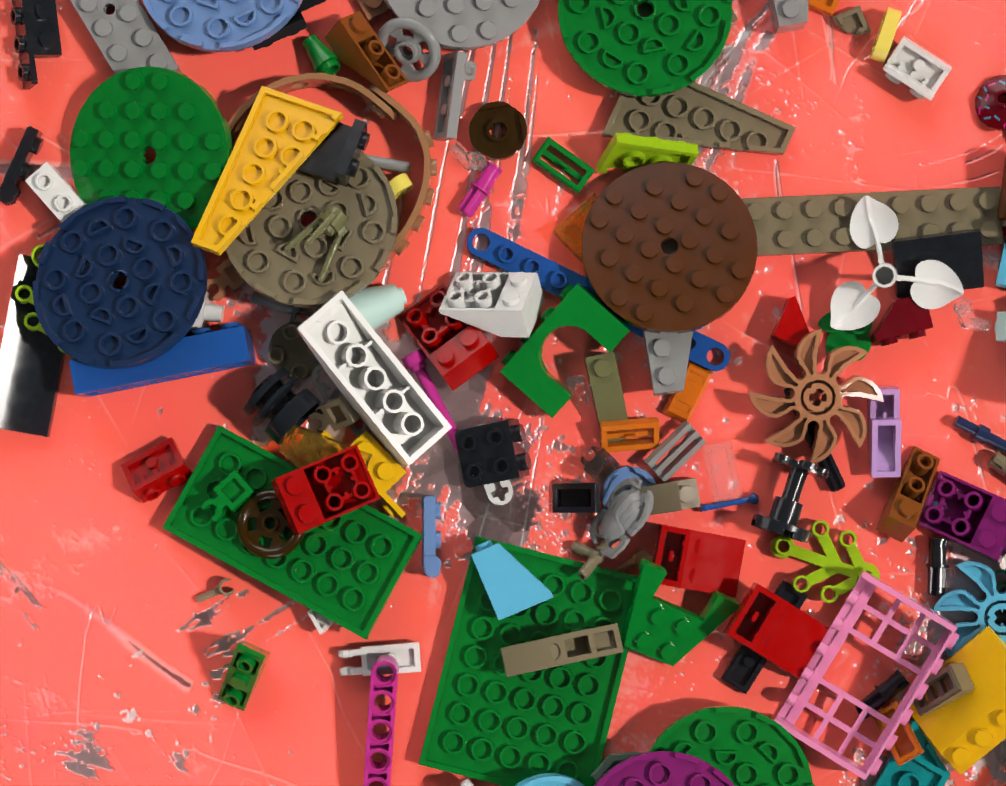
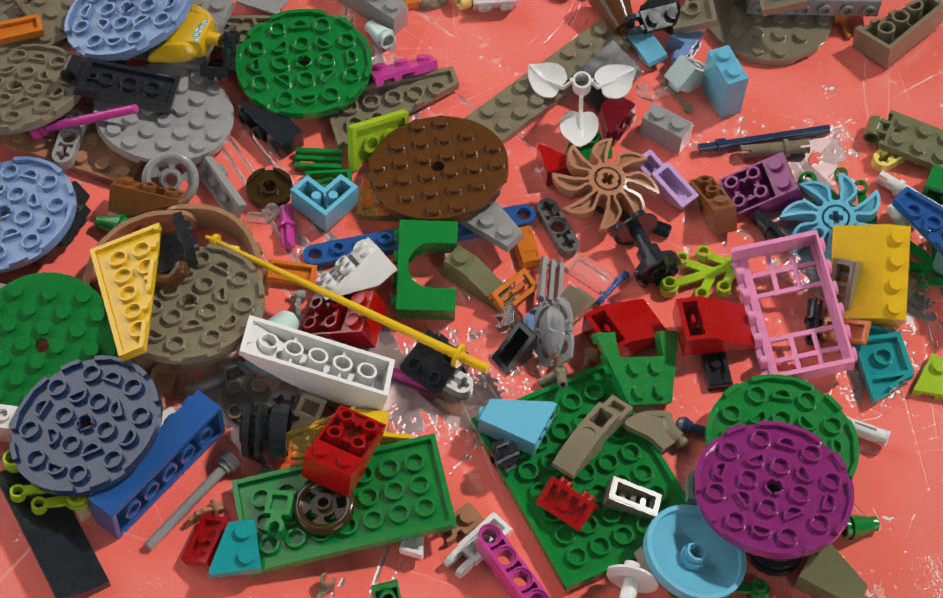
camera: 45 degrees left, 30 degrees down
(166, 504) = (237, 551): none -> teal wing
(189, 438) = (216, 508): none -> nougat piece
(229, 403) = (226, 464): none -> light grey piece
(309, 185) = (175, 277): none -> reddish brown arm
(330, 223) = (206, 287): olive plant -> none
(392, 627) = (467, 520): none -> nougat plate
(431, 538) = (451, 455): medium blue hinge -> none
(433, 276) = (300, 296): none -> light grey piece
(444, 244) = (302, 270): none -> orange tile
(467, 603) = (504, 455): none -> black gear
(485, 693) = (566, 503): none -> red bracket
(503, 479) = (458, 355): none -> yellow piece
(532, 713) = (620, 503): none -> dark tan slope
(533, 200) = (326, 204): none -> medium azure brick
(555, 115) = (318, 156): none -> green tile
(558, 69) = (273, 128): none -> black slope
(631, 683) = (657, 428): none -> dark tan arm
(664, 696) = (688, 426): none -> dark blue piece
(734, 374) = (557, 238): none -> dark grey beam
(738, 89) = (395, 71): none -> dark pink wing
(758, 26) = (381, 35): none -> light aqua cone
(941, 375) = (666, 128): none -> light grey piece
(991, 362) = (687, 107): none -> dark tan hinge

